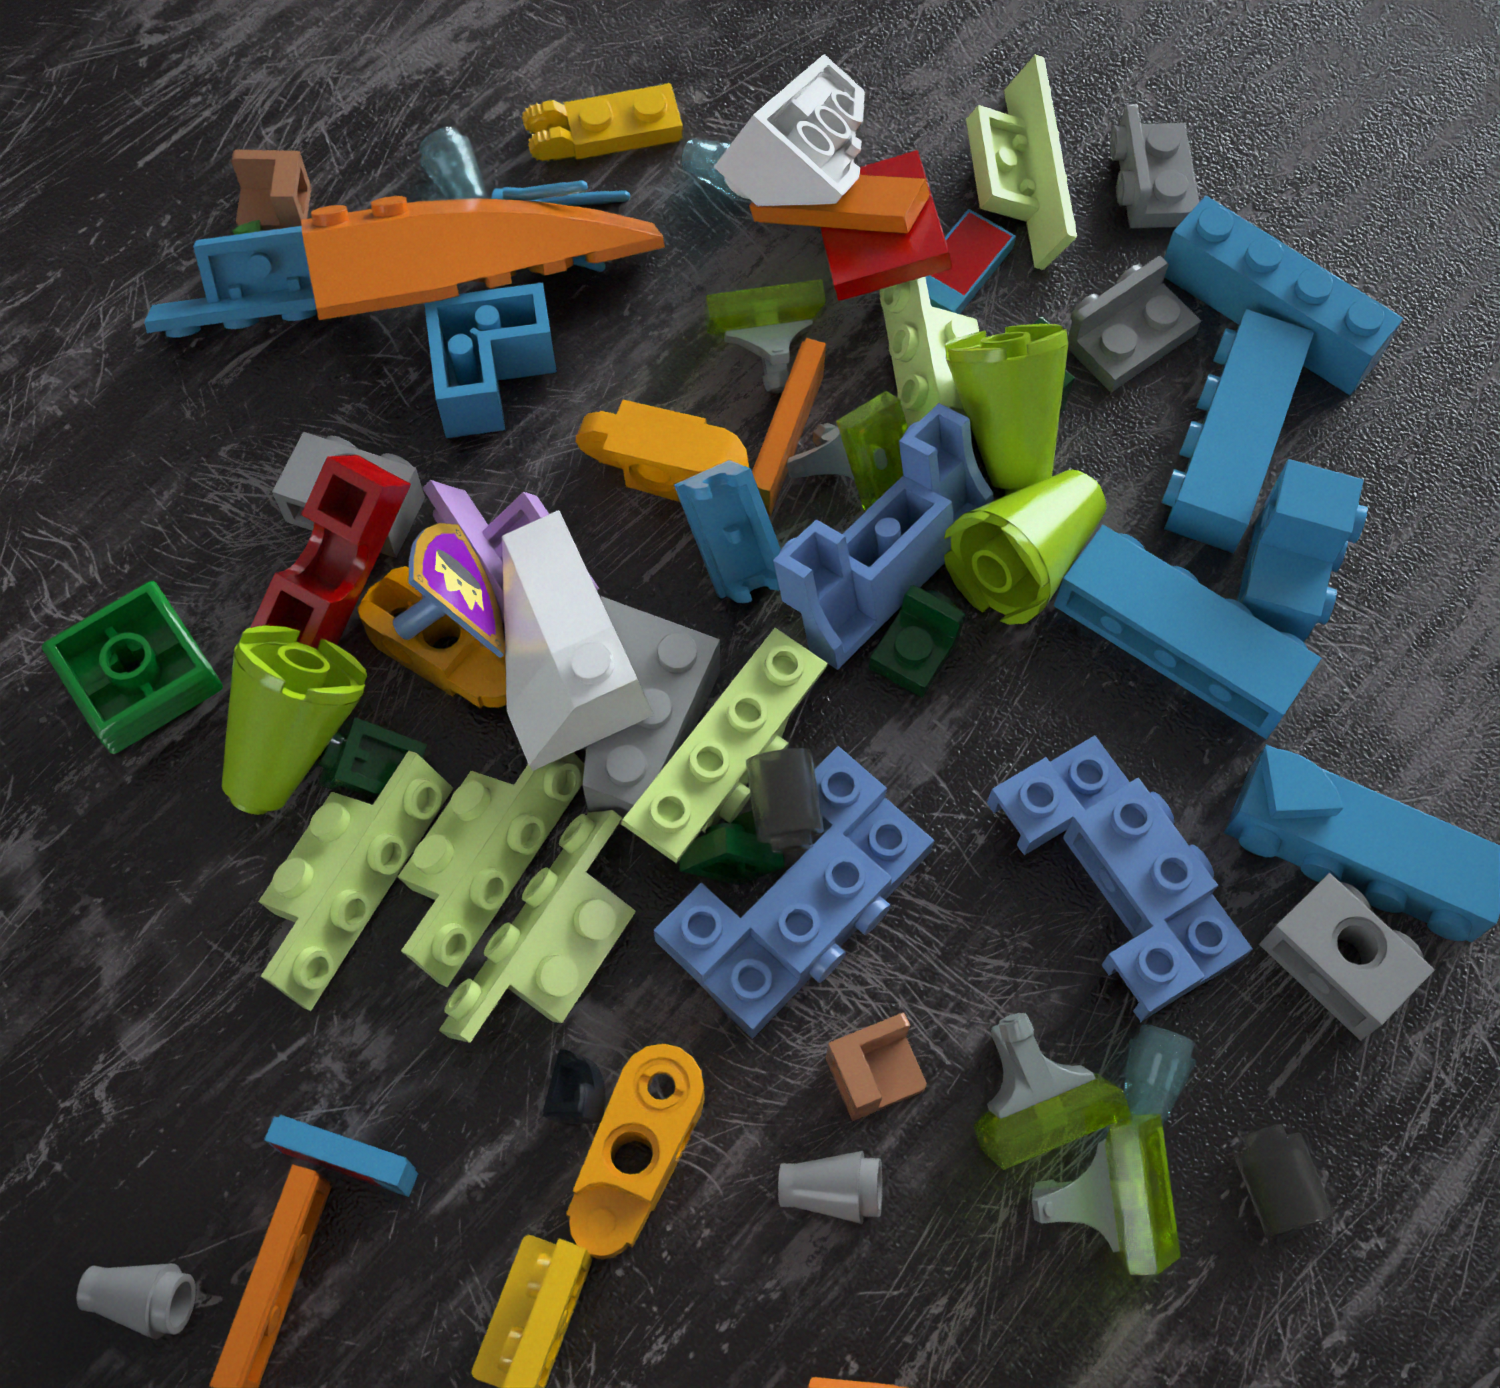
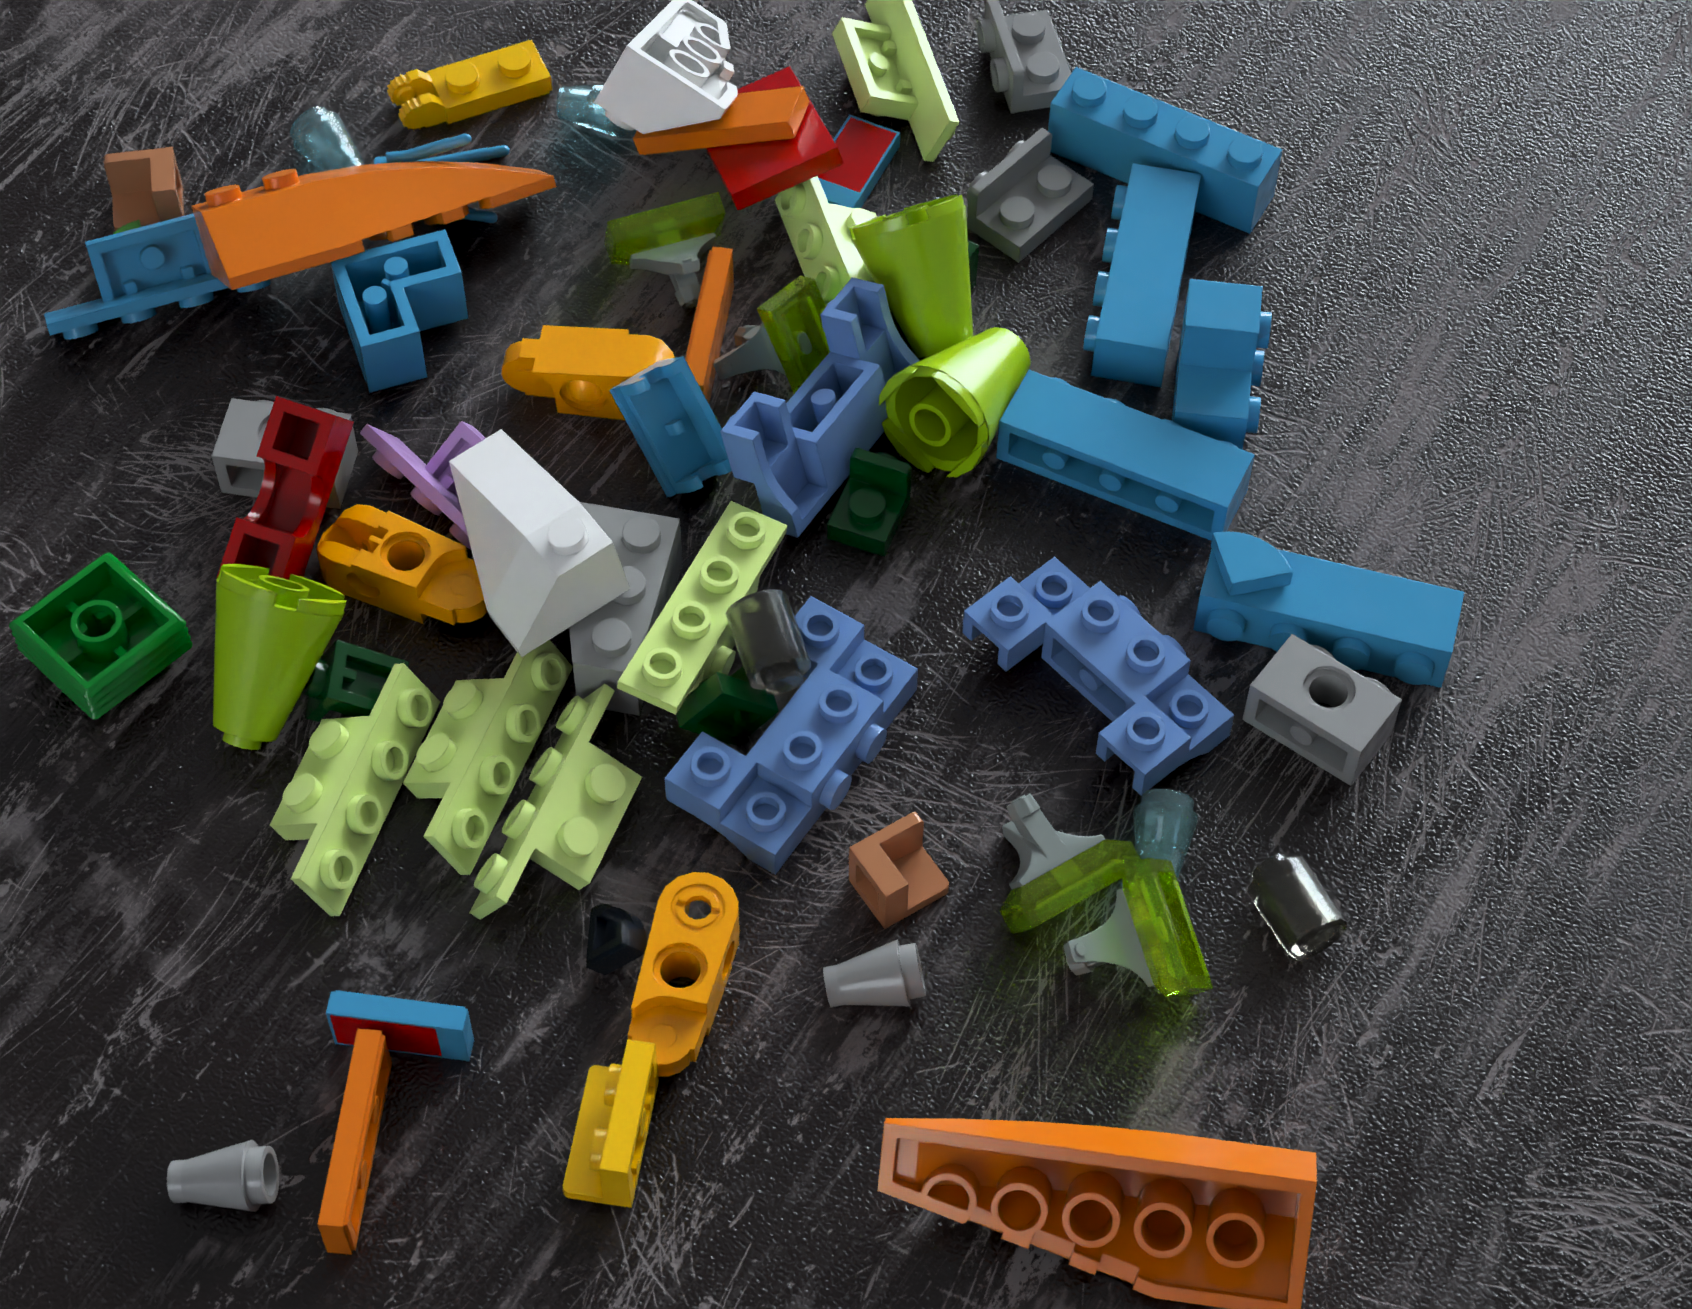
camera: 10 degrees left, 10 degrees down
(451, 584) = (405, 503): shield -> none

